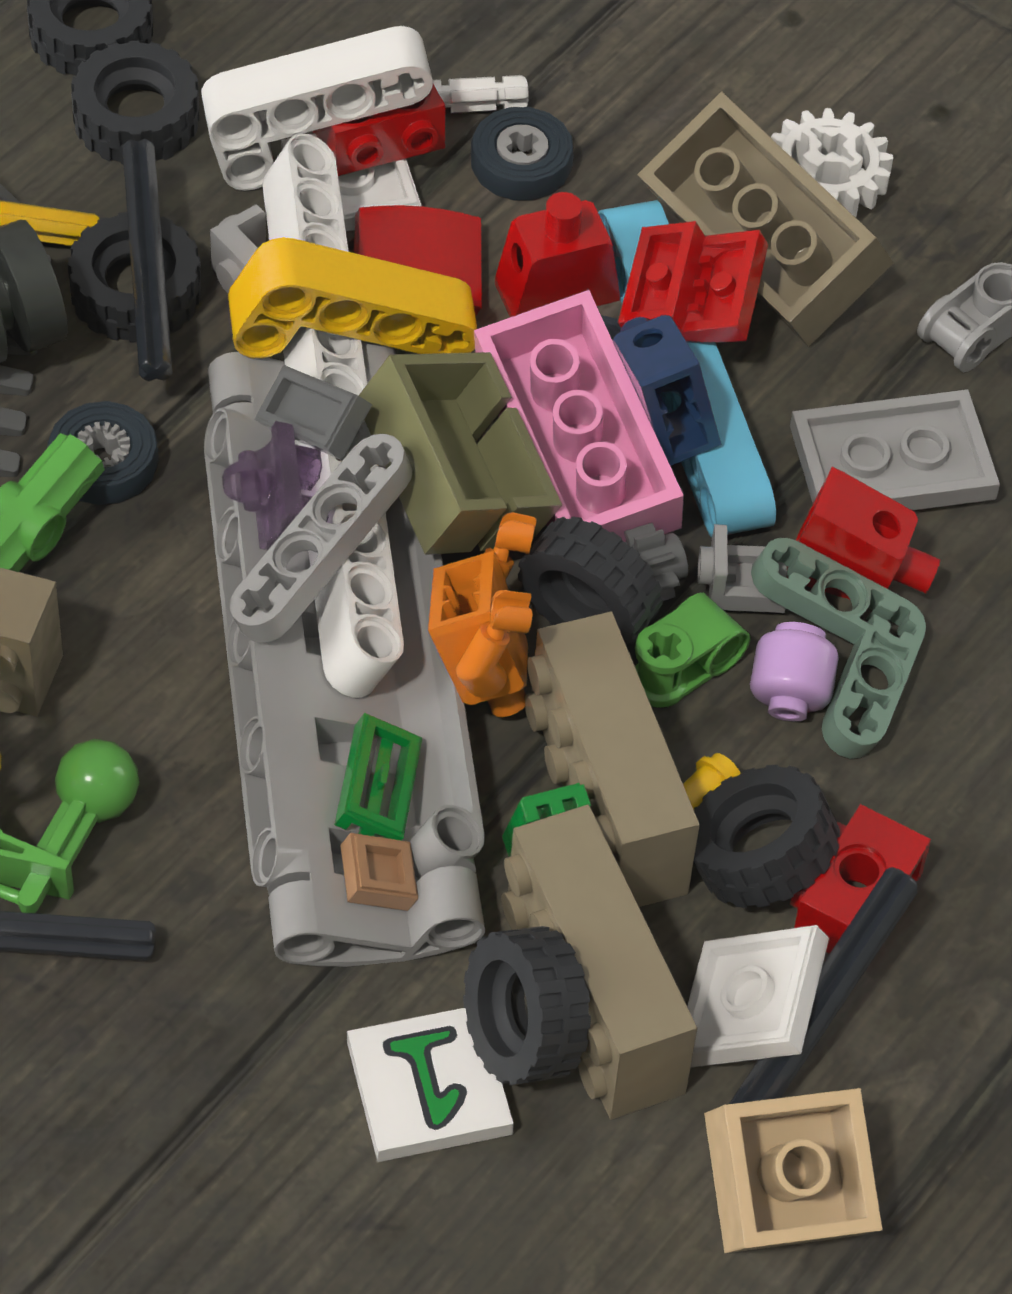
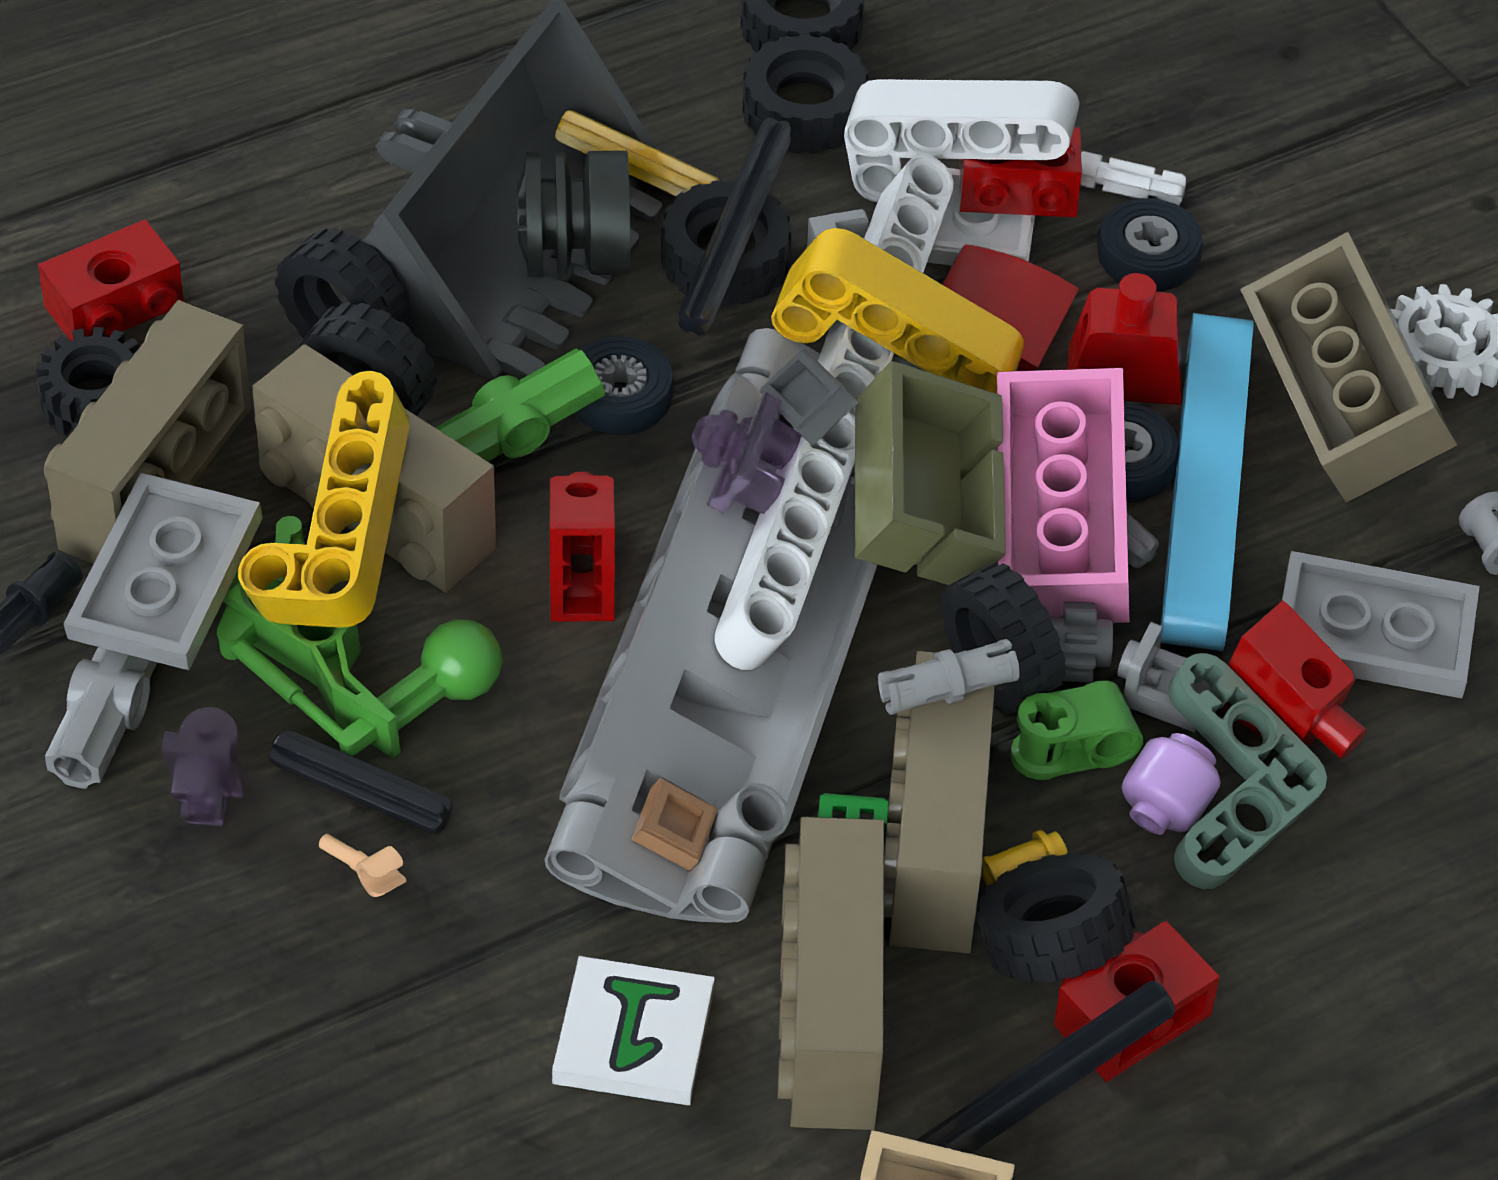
camera: 25 degrees right, 5 degrees down
(115, 1020) = (376, 873): none -> light nougat hand
(150, 597) = (582, 524): none -> red torso
(312, 532) = (762, 512): light grey beam -> none
(349, 806) = (691, 776): green tile -> none
(482, 623) = (875, 628): orange torso -> none
(557, 999) = (741, 982): black tyre -> none
(584, 645) = (948, 676): none -> light grey pin
(662, 362) = (1156, 460): dark blue torso -> none
(697, 280) = (1242, 401): red slope -> none
(755, 994) = (972, 1058): white tile -> none

